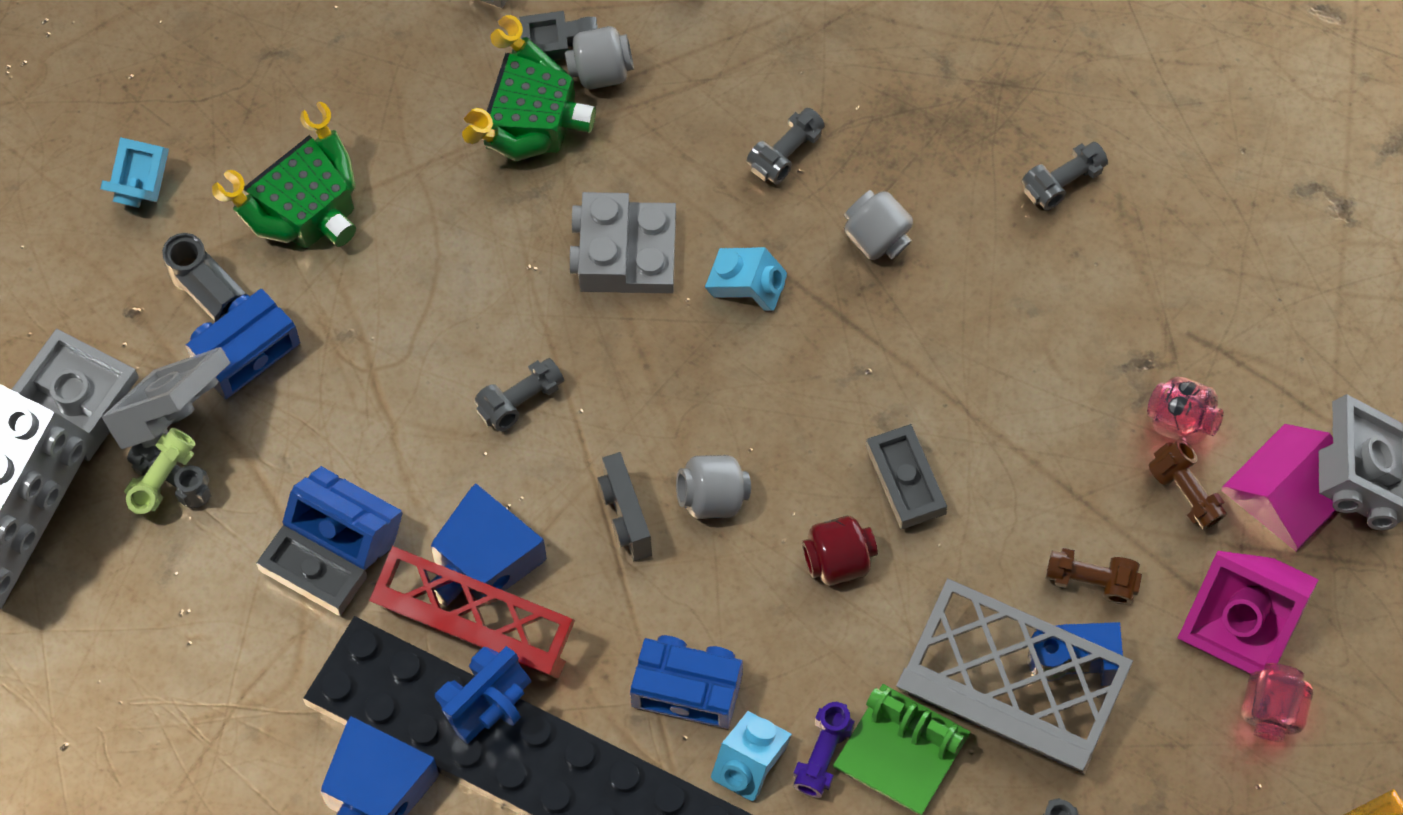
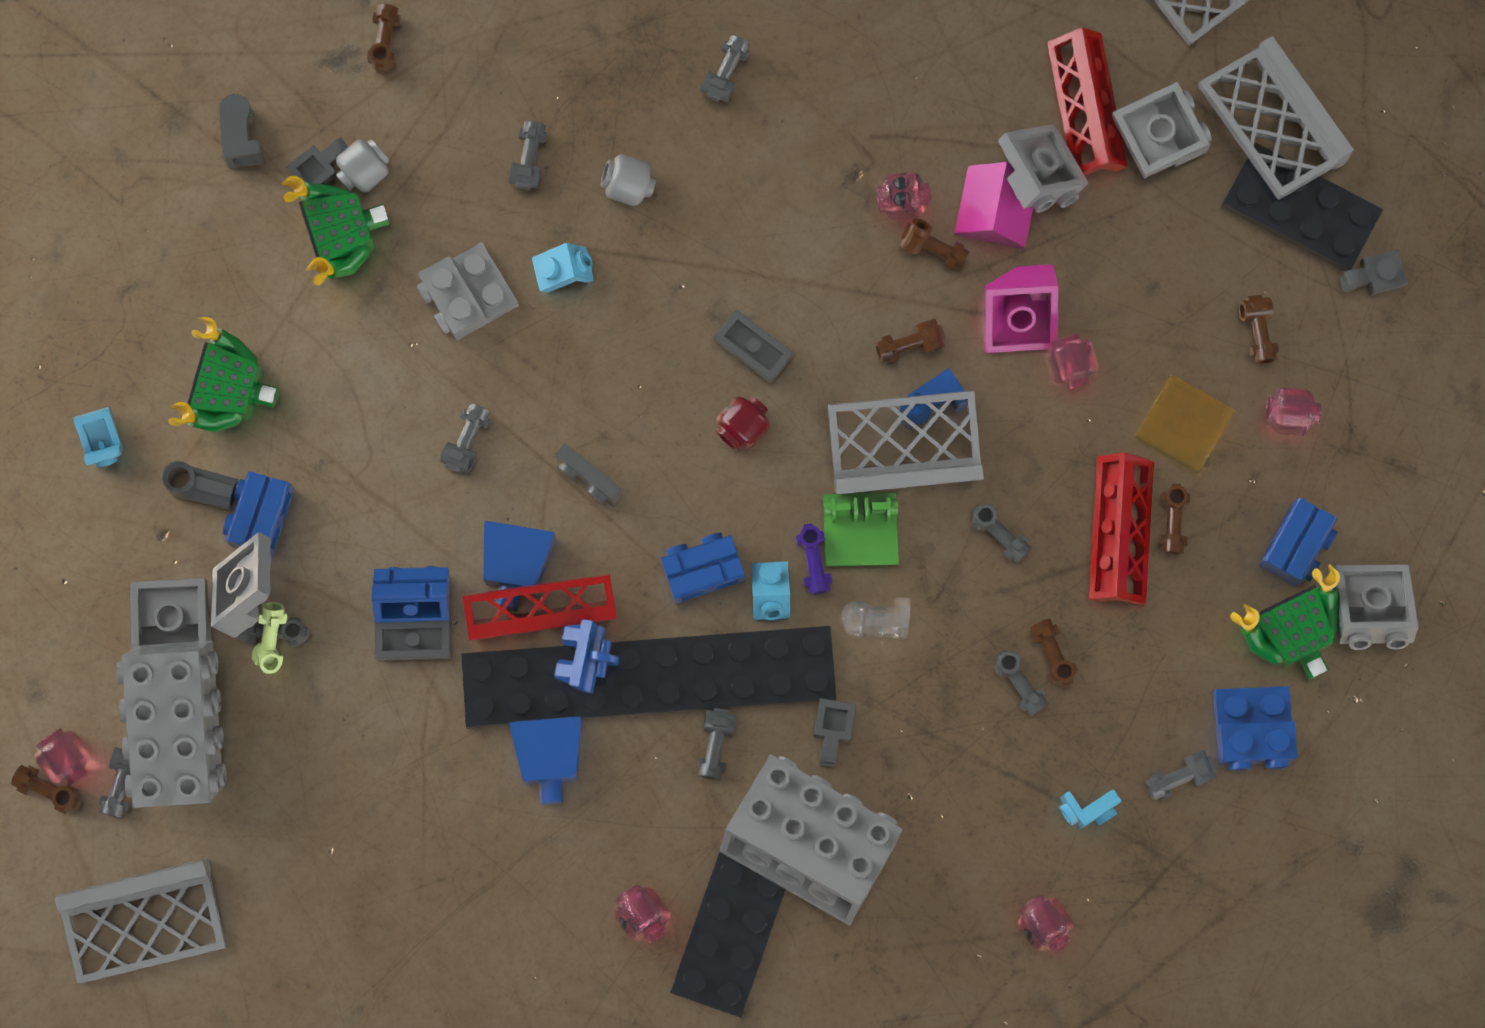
camera: 35 degrees left, 15 degrees up
(712, 486) = (635, 428): light grey head -> none

